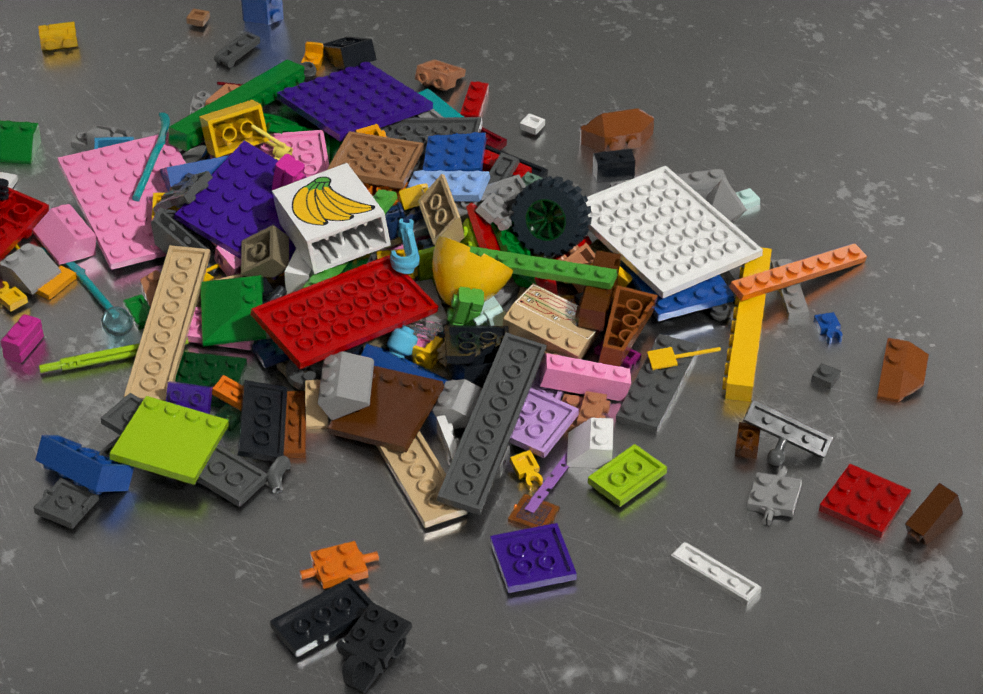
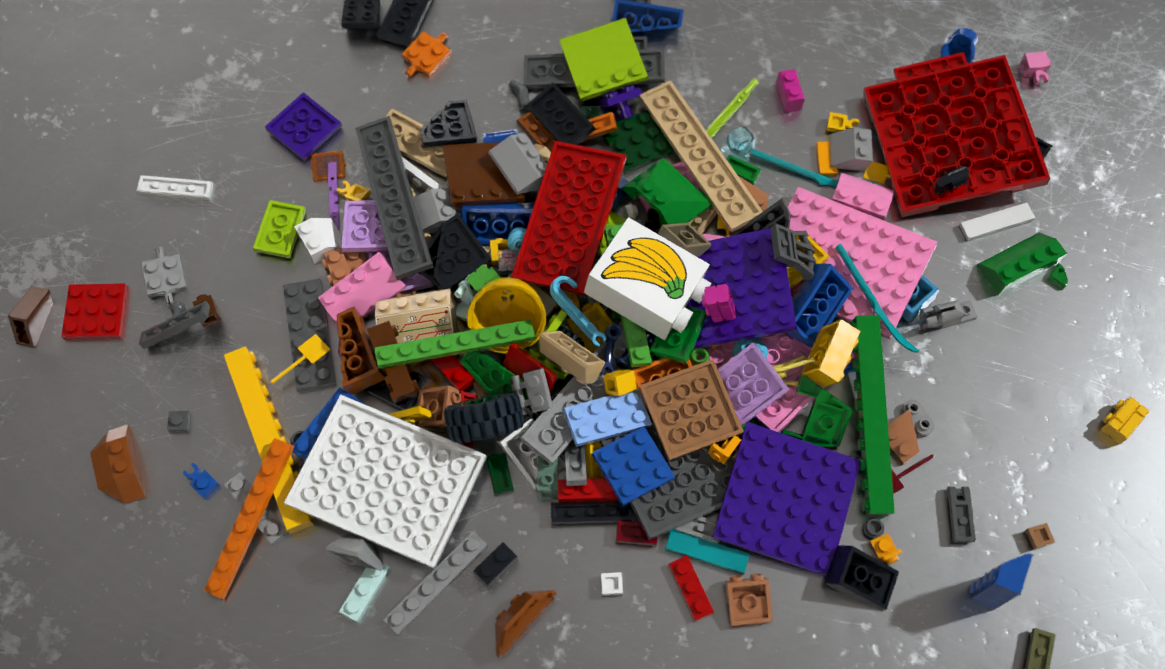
camera: 145 degrees right, 25 degrees up
(311, 148) = (751, 383): none -> lavender plate
(337, 442) = (498, 136): none -> blue plate
(380, 467) = (450, 126): none -> black plate

